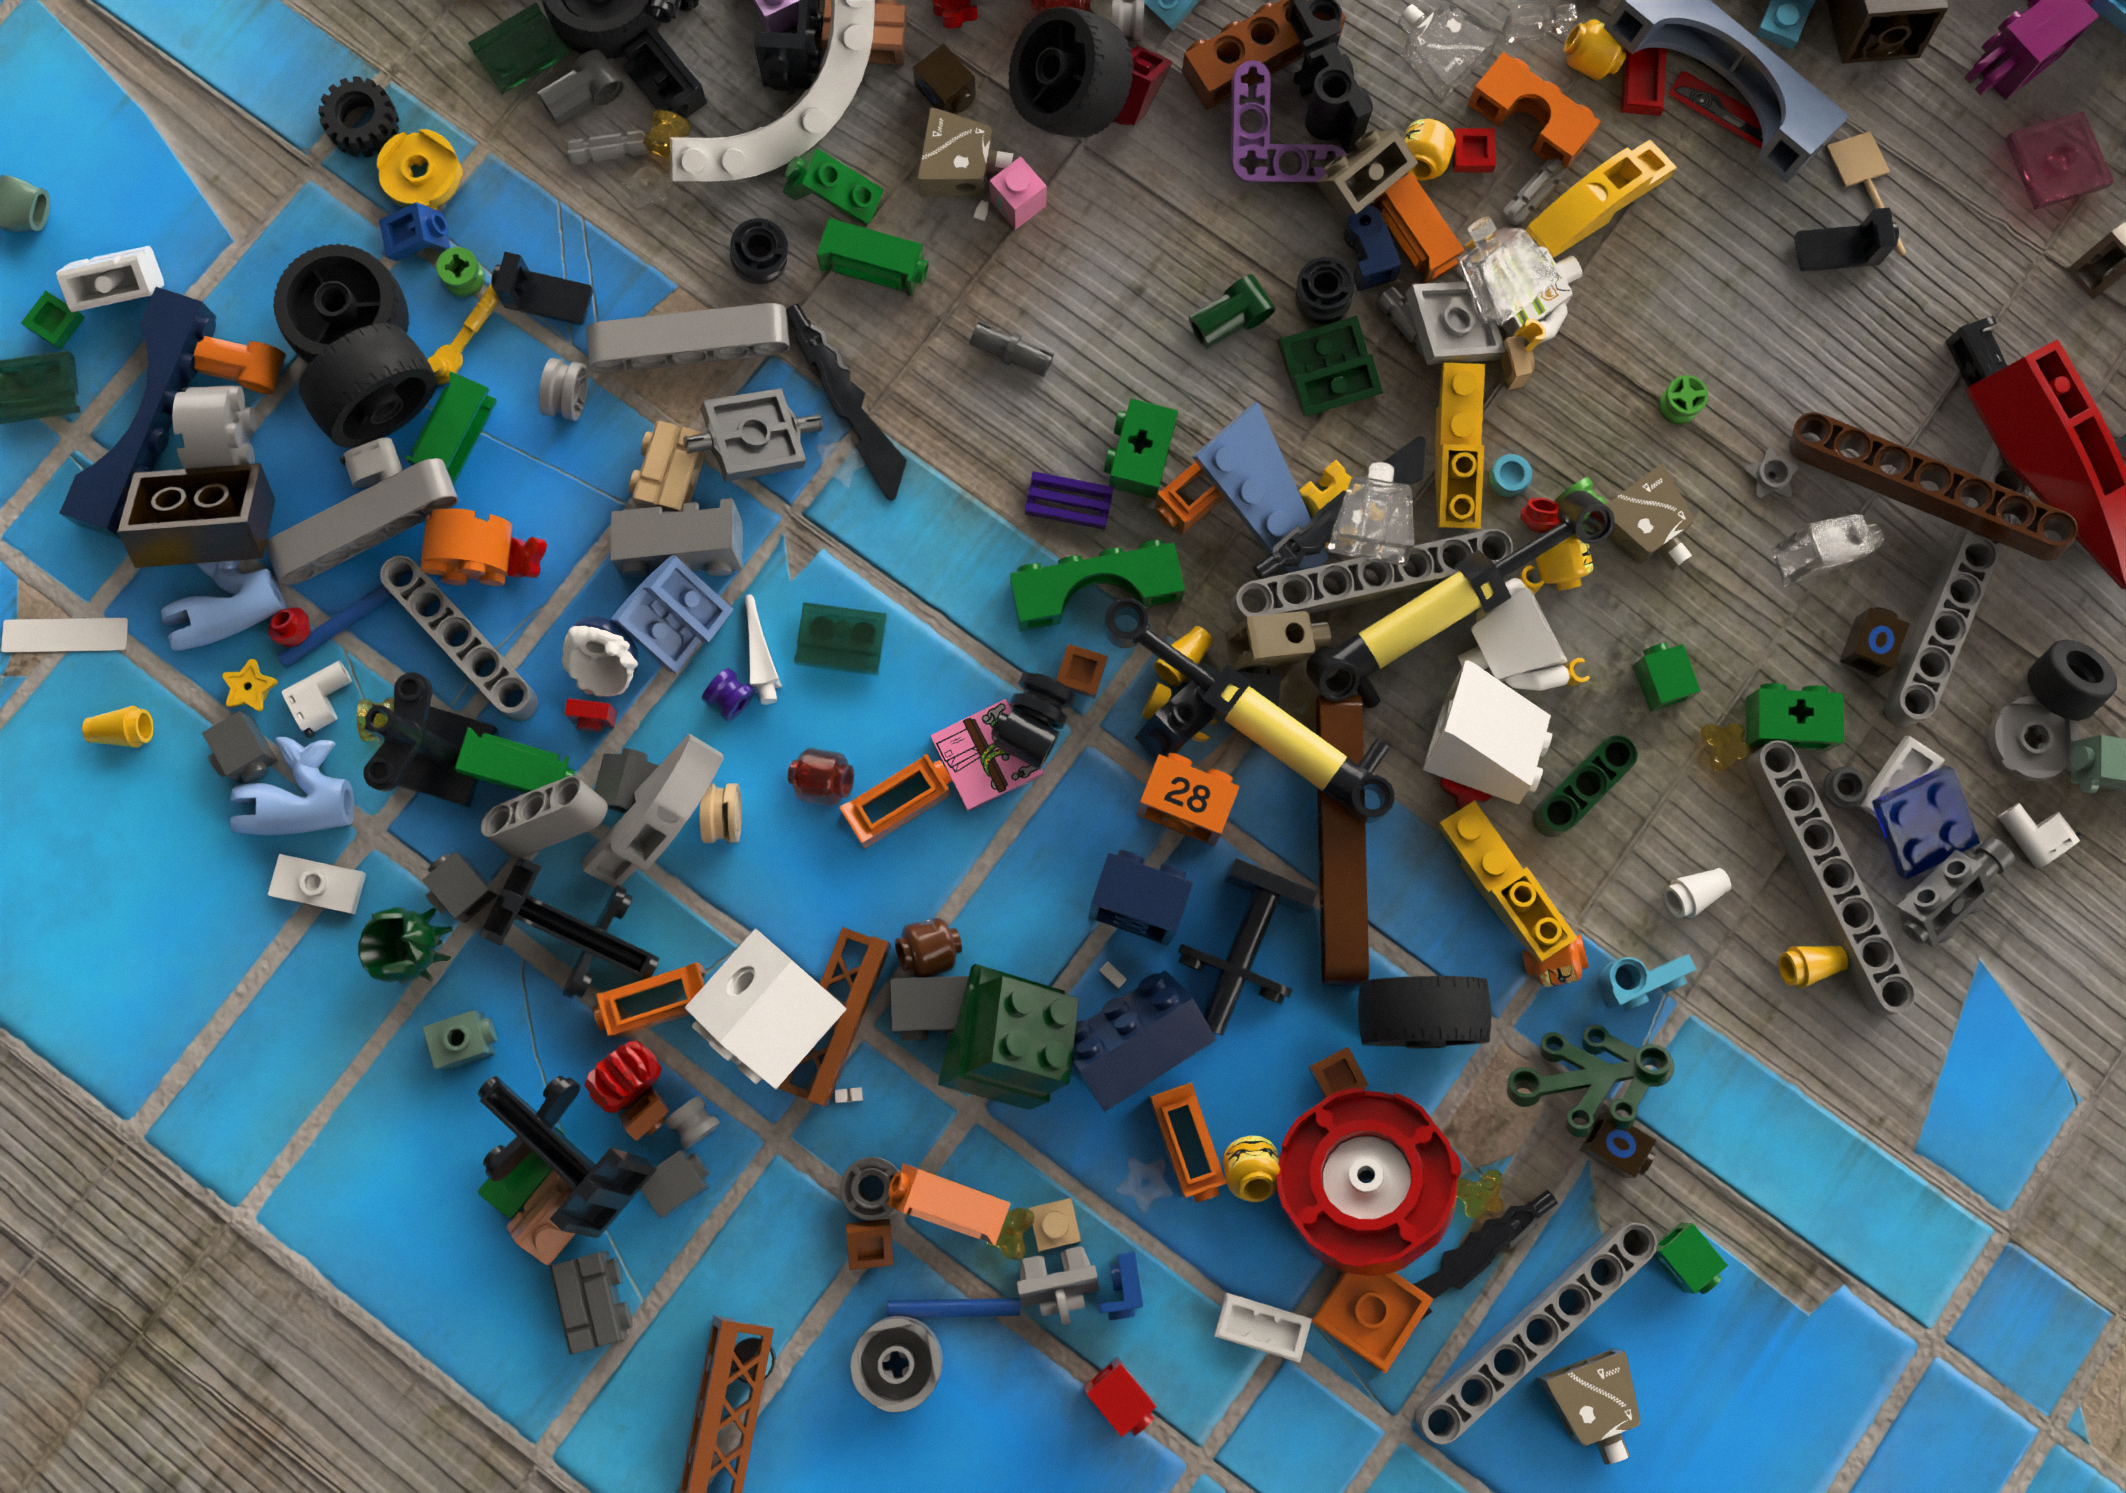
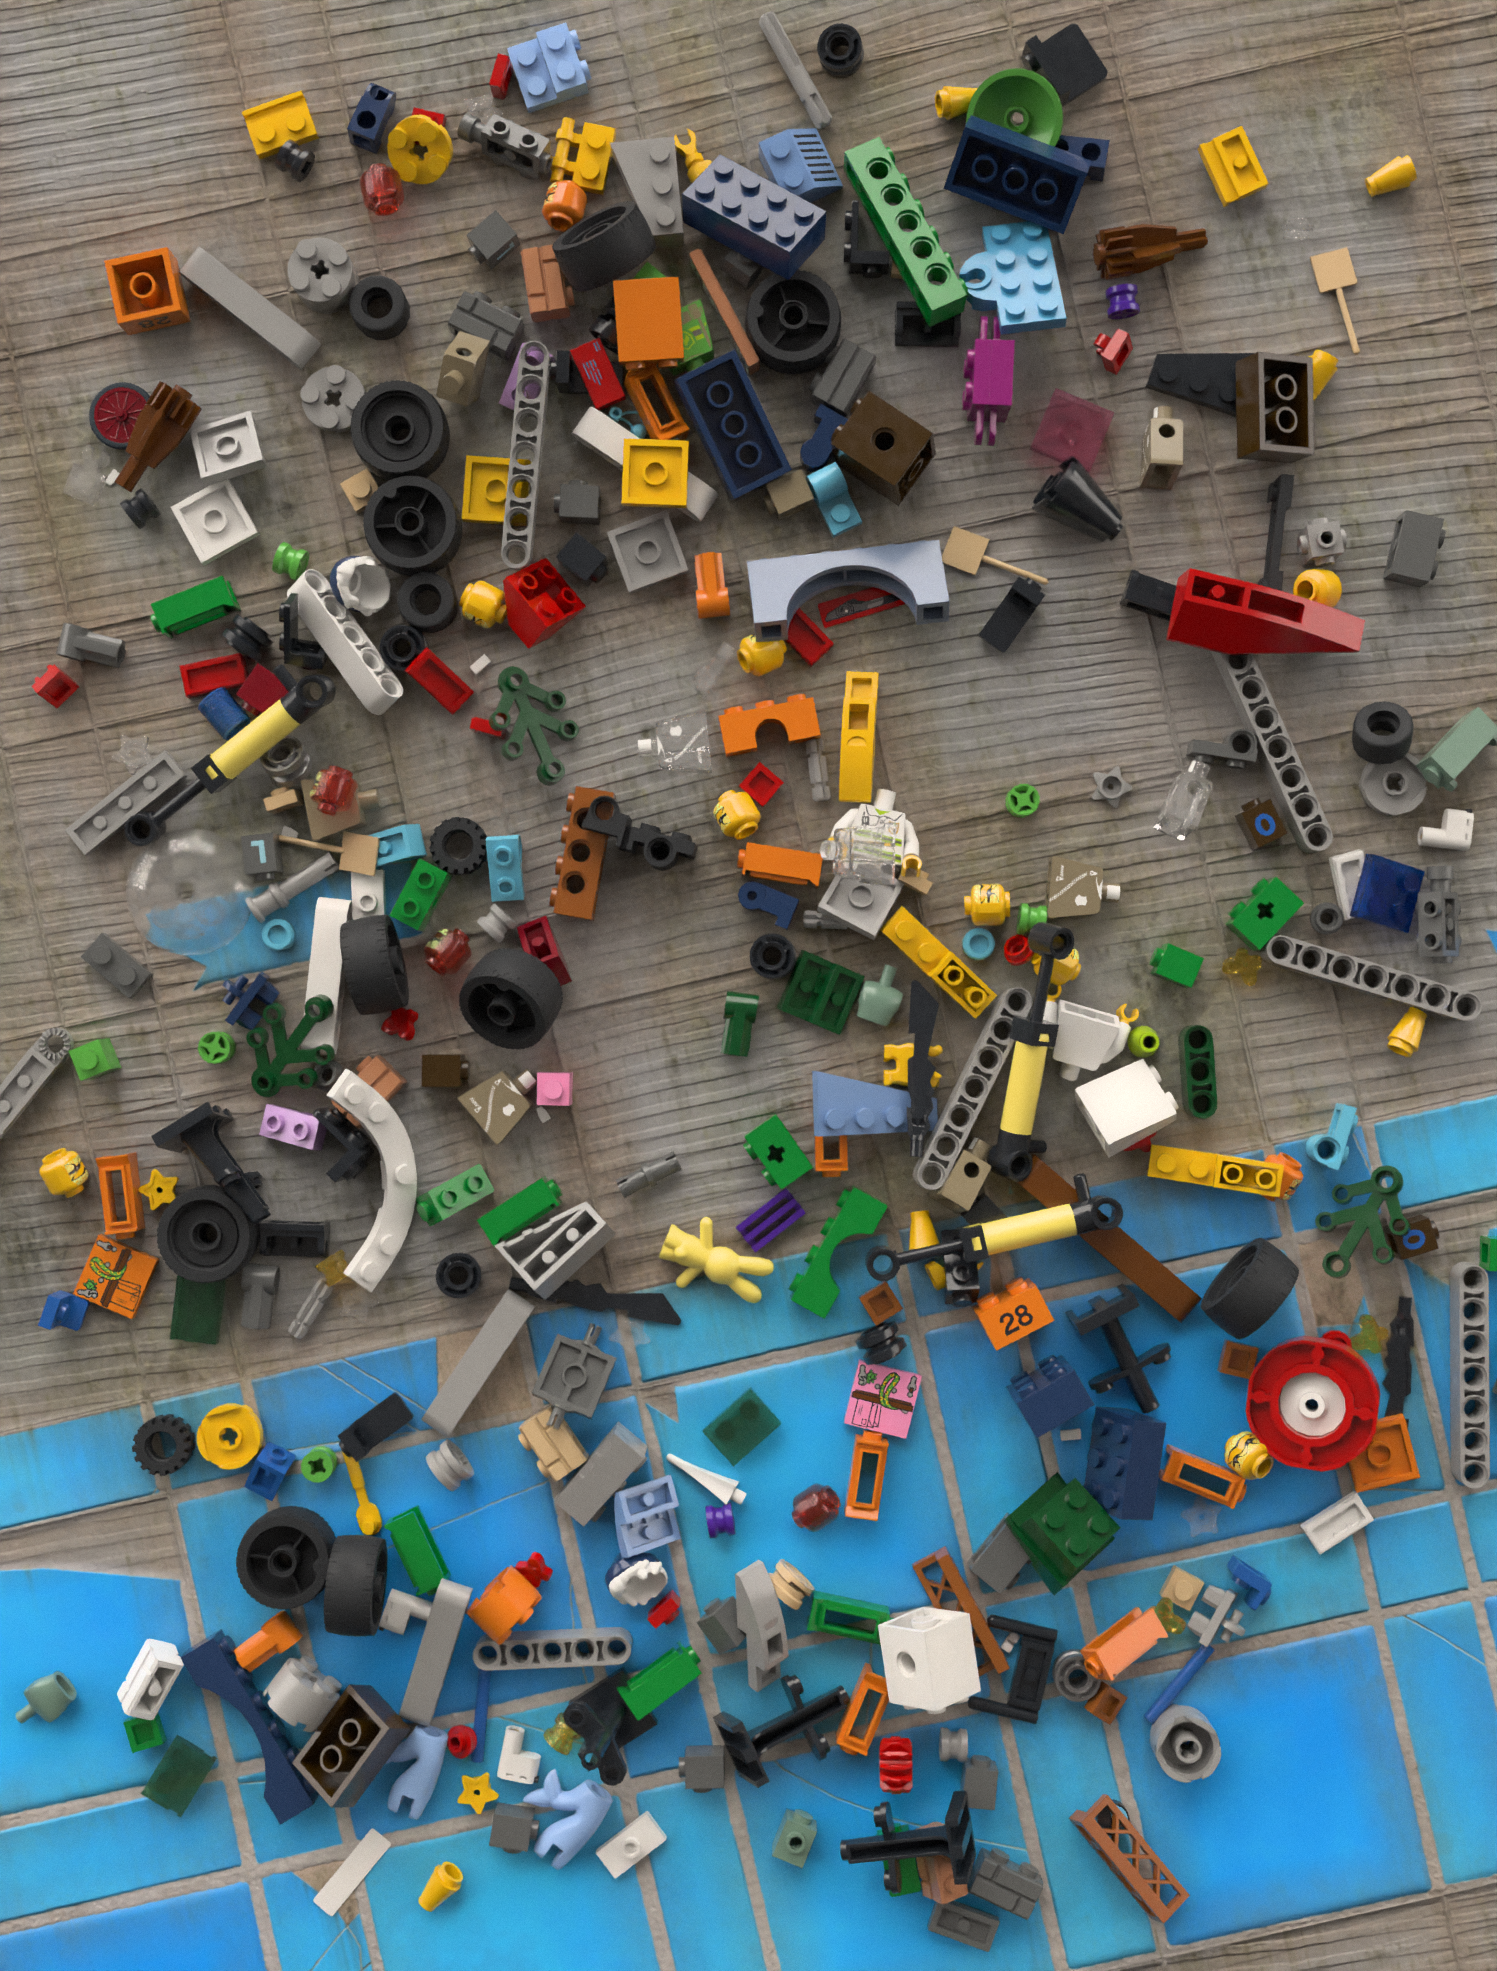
camera: 50 degrees left, 10 degrees up
(400, 945) = (714, 1831): dark green hair -> none
(510, 1296) = (964, 1924): none -> dark grey plate
(544, 817) = (708, 1690): light grey beam -> none
(644, 1115) = (926, 1768): dark orange plate -> none
(717, 863) = (823, 1601): none -> green window
(833, 1138) = (1029, 1671): none -> black plate
(868, 317) = (558, 1248): none -> light grey wedge
(928, 948) = (967, 1530): reddish brown head -> none
(983, 481) = (718, 1263): none -> light yellow animal
(1024, 737) = (895, 1374): black brick -> none
(1121, 1398) = (1310, 1639): red brick -> none
(1259, 142) = (648, 915): medium lavender beam -> none
(1366, 172) = (724, 871): dark tan brick -> none
(1372, 426) = (879, 1000): none -> sand green piece
(1375, 518) = (943, 1062): clear torso -> none
(1557, 447) = (987, 905): none -> yellow head
(1562, 717) = (1136, 1038): none -> lime cone
(1695, 892) = (1311, 1061): white cone -> none
(1906, 547) = (1210, 751): none -> dark grey plate
(1952, 485) = (1220, 711): reddish brown beam -> none
(2004, 214) = (1078, 502): none -> black cone

